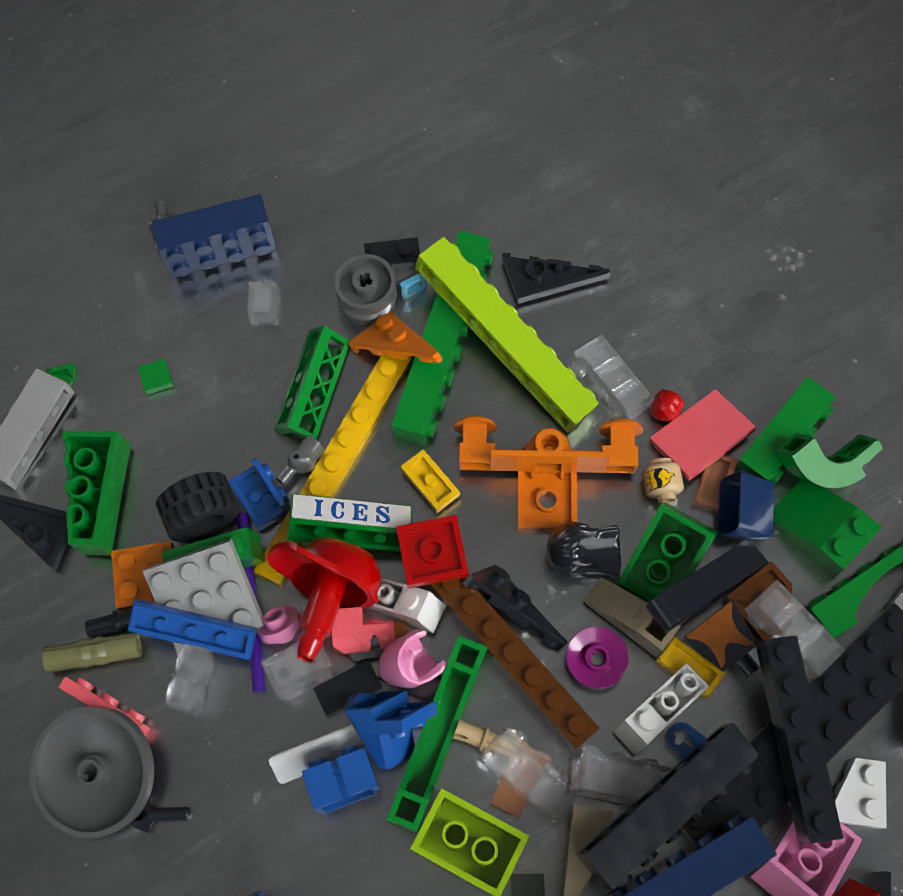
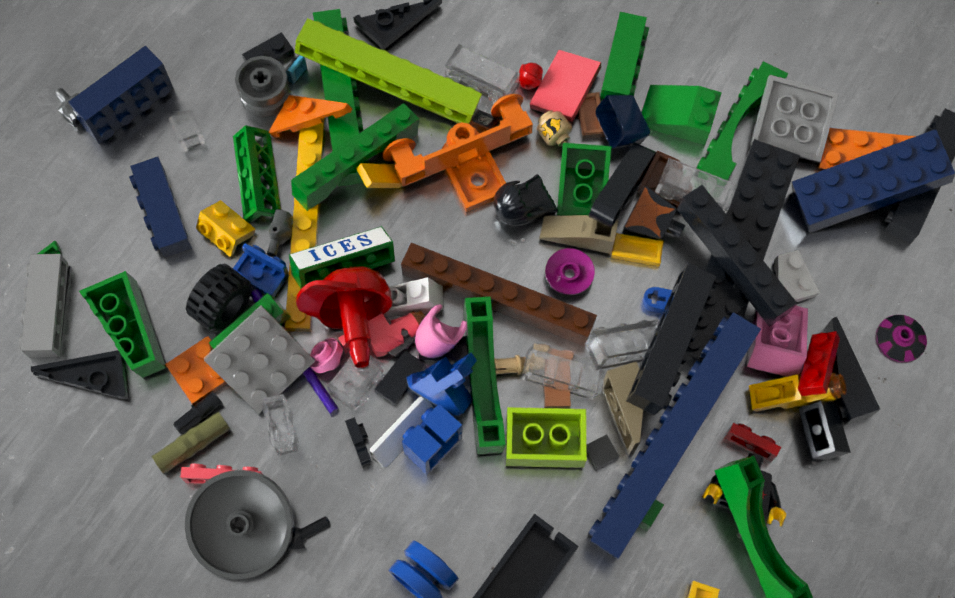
camera: 30 degrees left, 0 degrees up
(155, 376) = (128, 222): green tile -> none
(192, 629) = (263, 385): blue tile -> none
(194, 376) = (161, 208): none -> dark blue brick
(248, 427) = (224, 227): none -> yellow bracket
(267, 731) = (357, 435): none -> black plate
(375, 421) = (321, 178): none -> green arch
(430, 481) = (385, 205): yellow plate -> none
(432, 551) = (416, 247): red plate -> none
(437, 446) = (378, 175): none -> yellow tile
(514, 603) = (493, 261): black wing -> none
(587, 436) = (483, 121): none -> slope
(661, 709) = (631, 286): white slope -> none
(806, 460) = (651, 71): arch -> none

